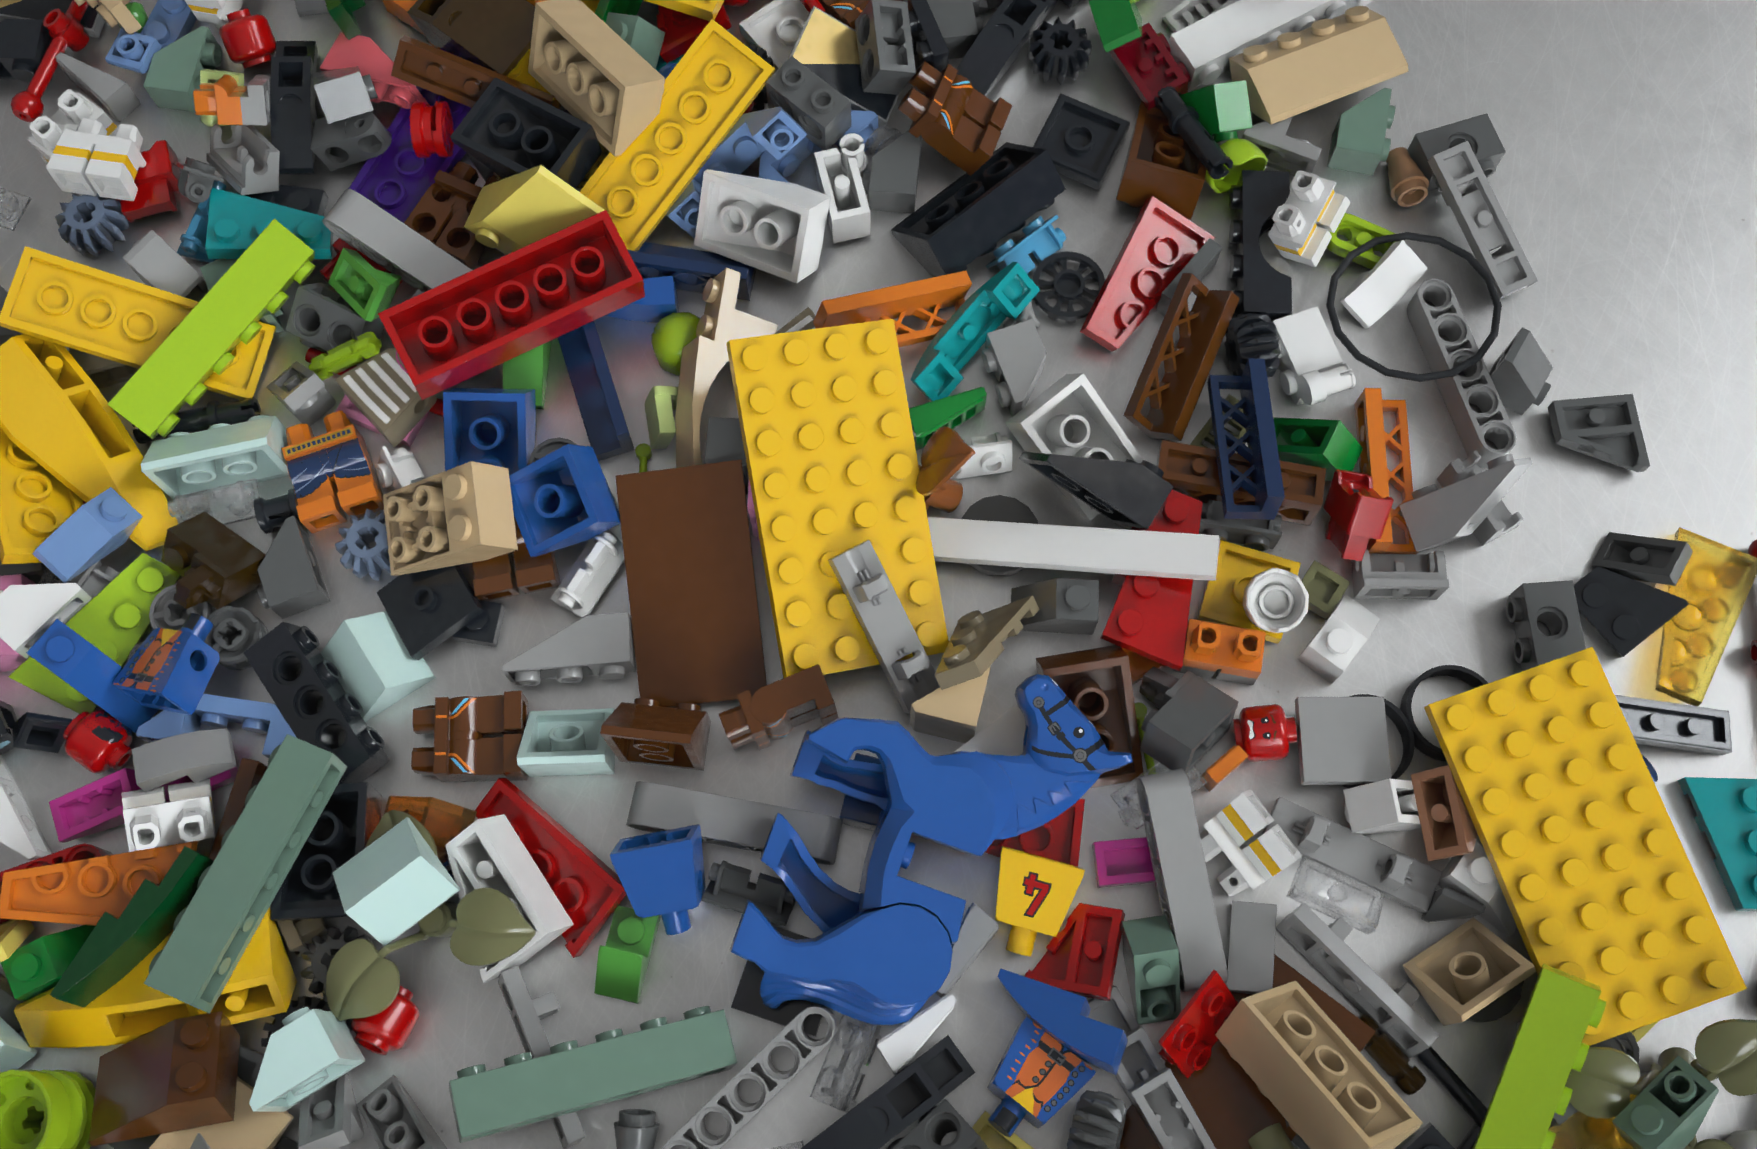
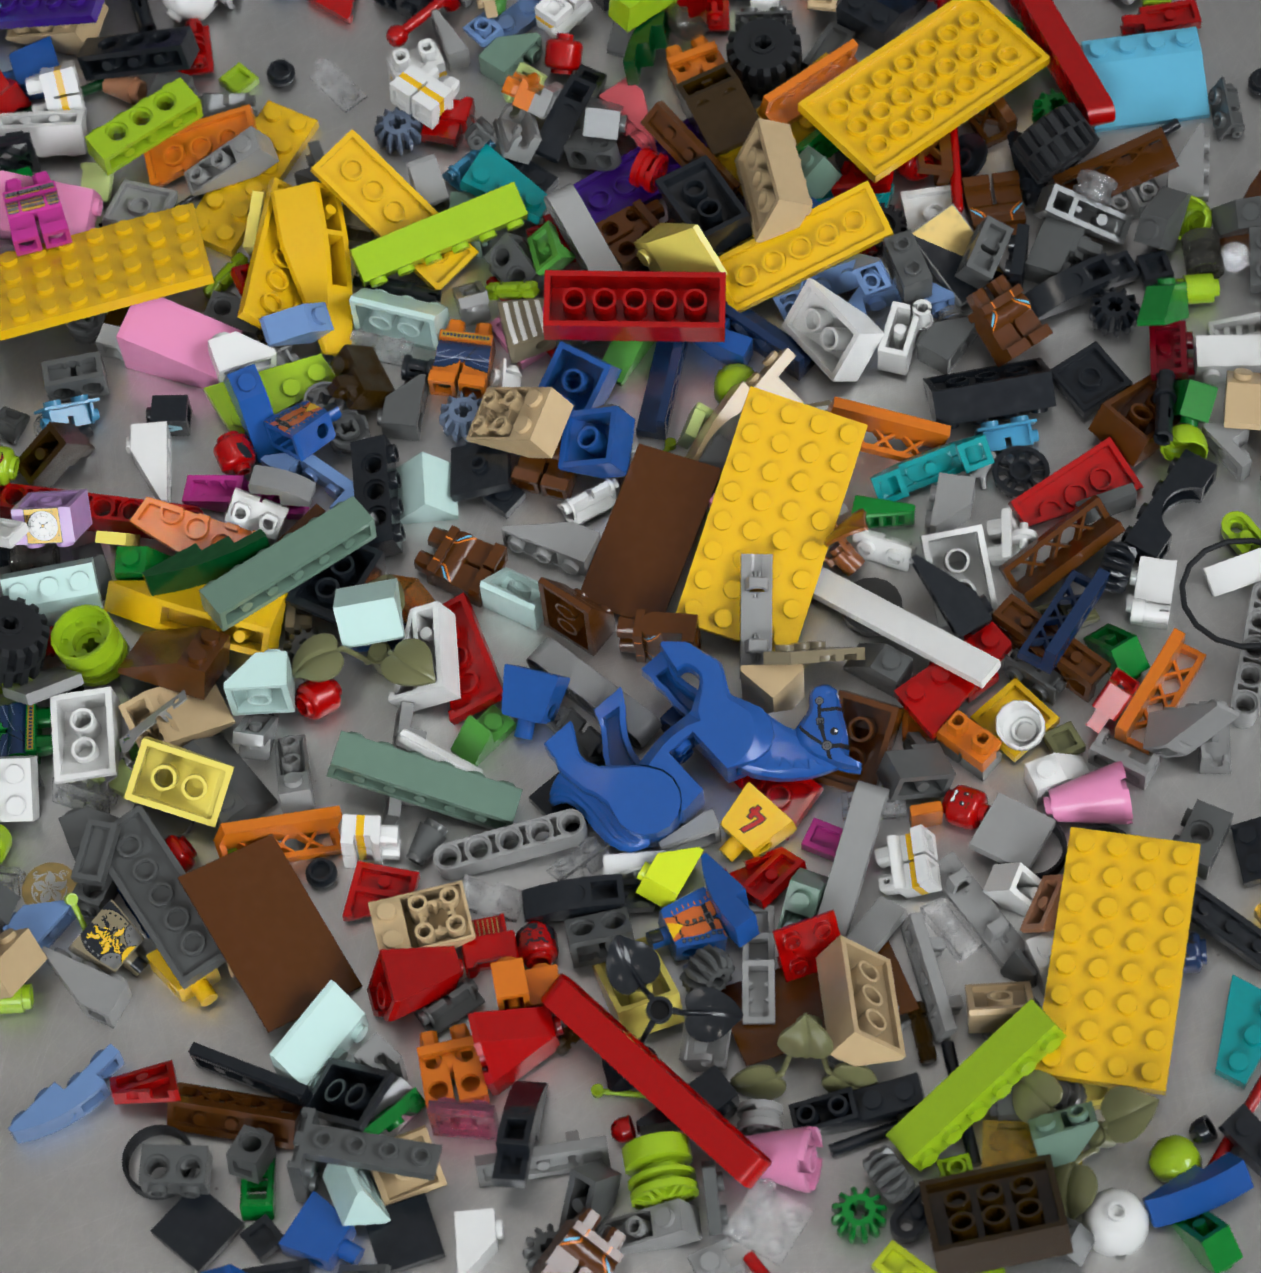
camera: 35 degrees right, 10 degrees down
(39, 732) = (204, 430): black slope -> none
(587, 1020) = (414, 742): none -> white axle
(974, 1028) = (667, 875): none -> neon yellow slope
(1096, 361) = (1014, 537): none -> white hips
(1307, 218) = (1213, 491): white hips -> none
(1408, 643) = (1092, 798): none -> bright pink cone

